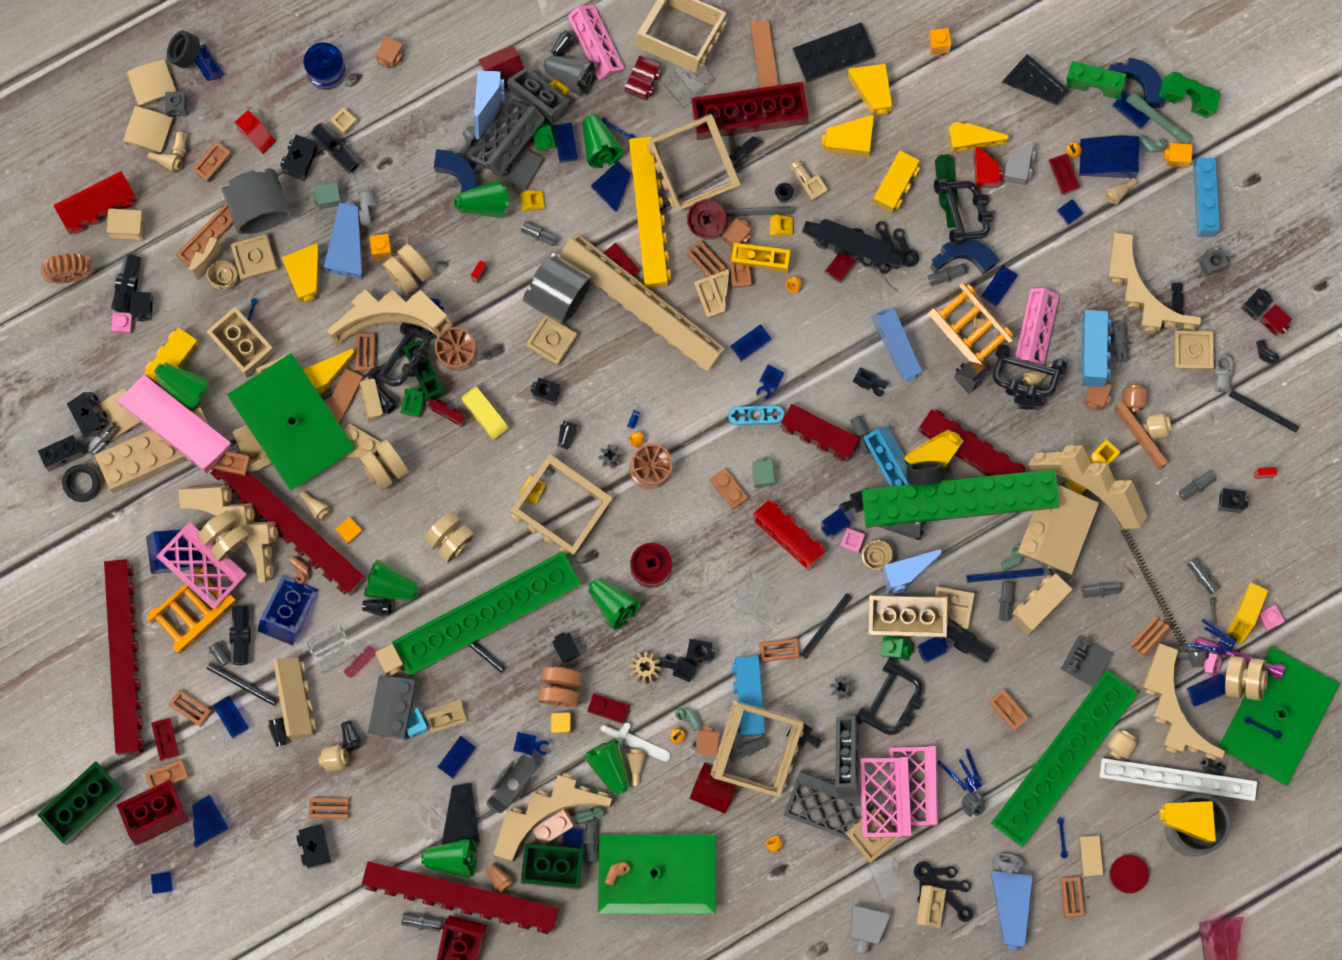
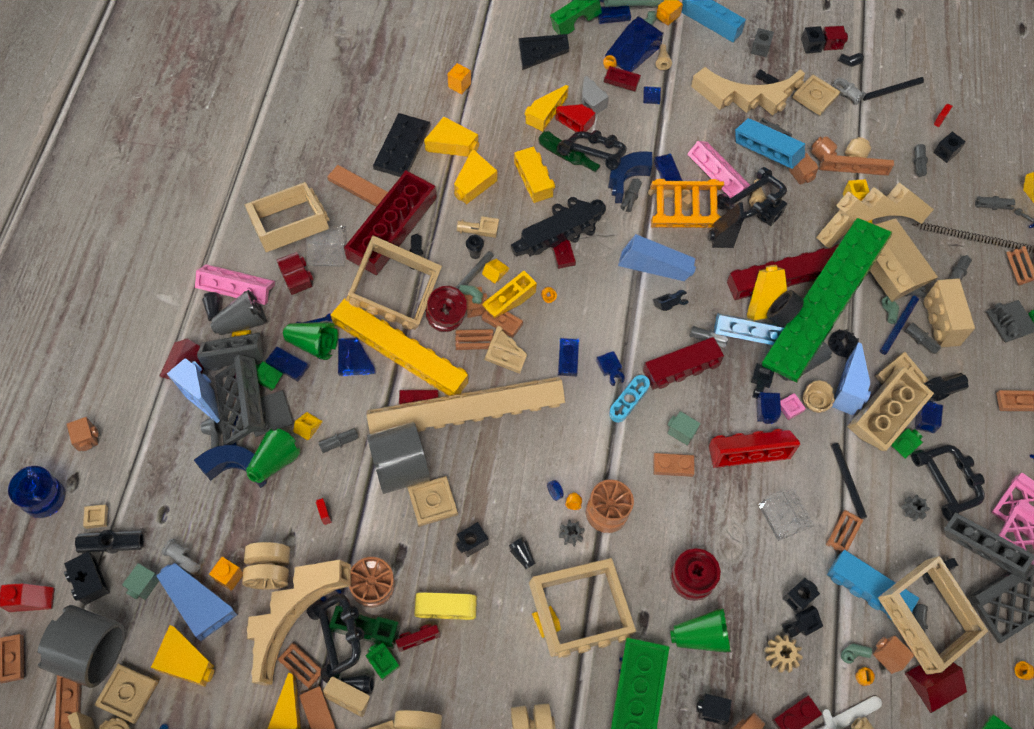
camera: 50 degrees left, 15 degrees down
(738, 229) = (473, 291): none -> sand green arm
(951, 534) = (838, 347): none -> black gear

